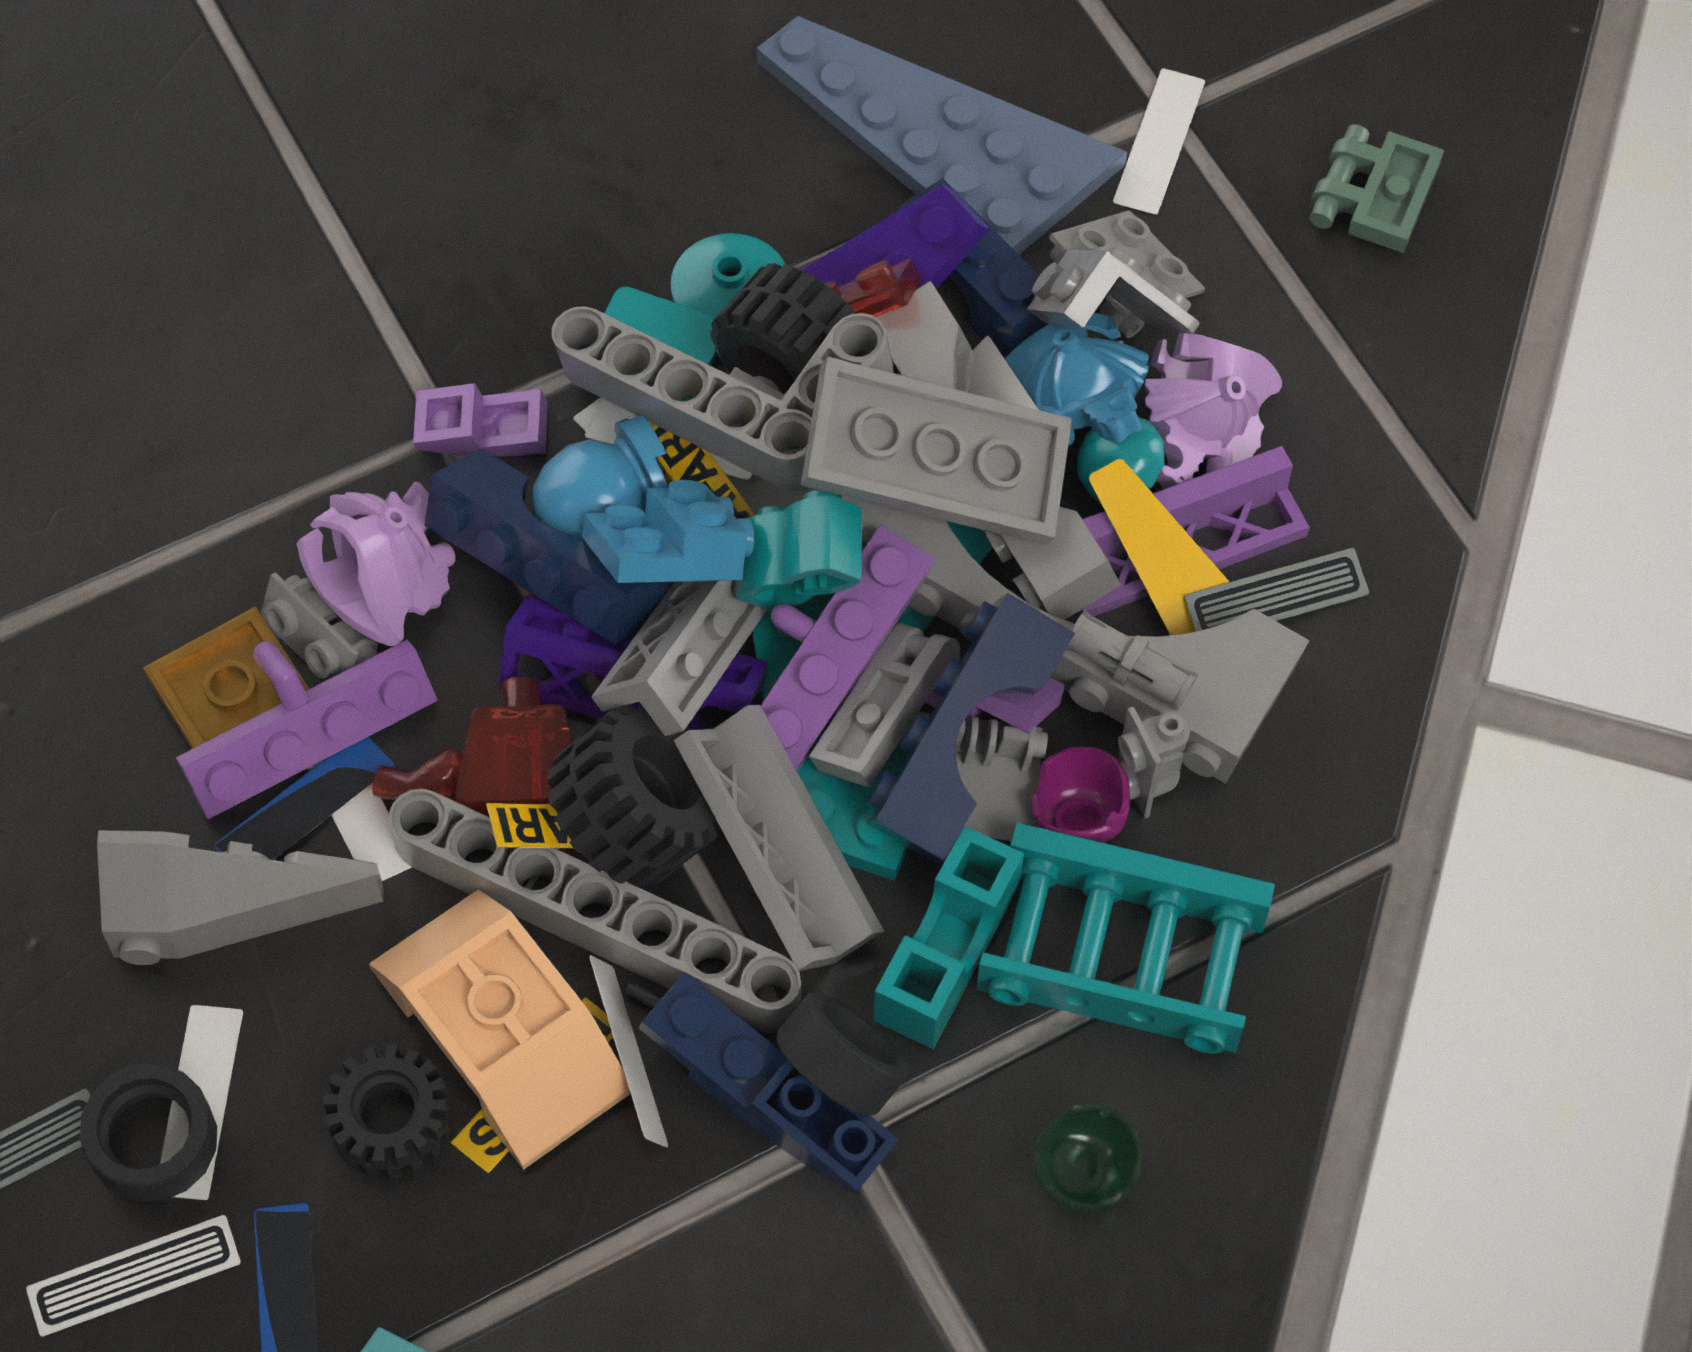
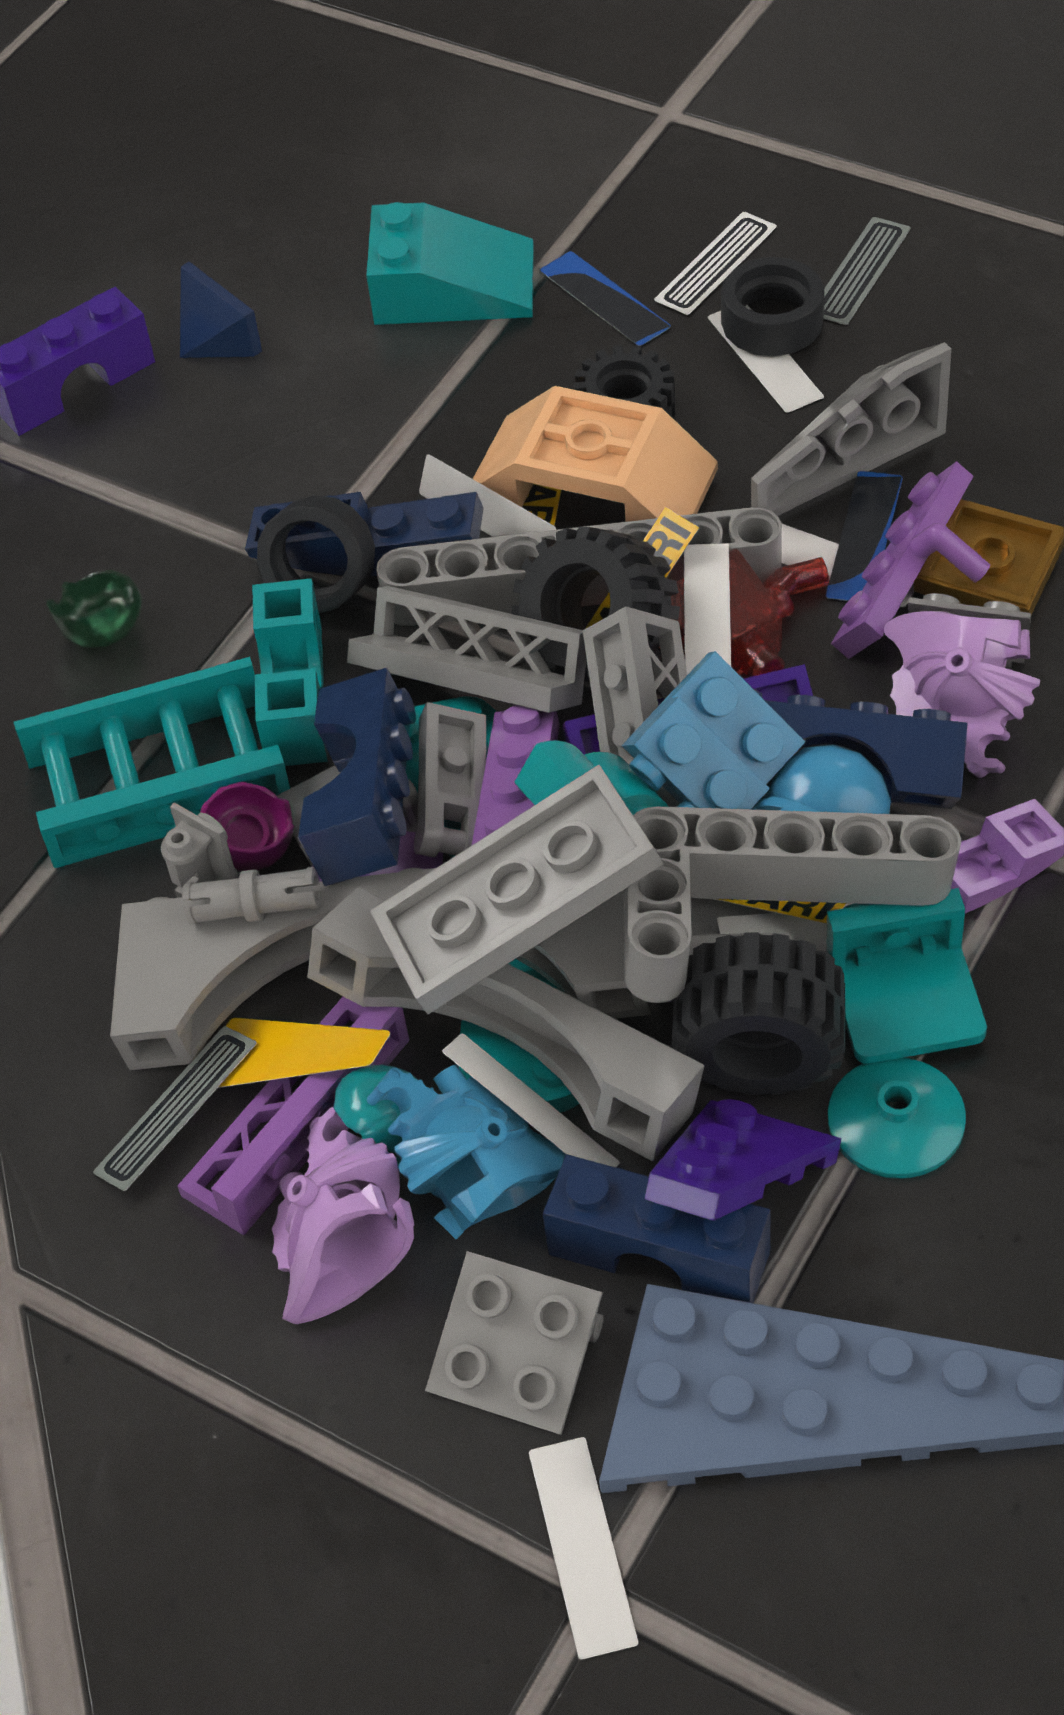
camera: 155 degrees right, 10 degrees down
(536, 743) = (706, 602): none -> white sticker
(880, 287) = (728, 1079): clear red plate -> none
(1077, 285) = (469, 1187): light grey bracket -> none
(1393, 194) = (274, 1610): sand green plate -> none

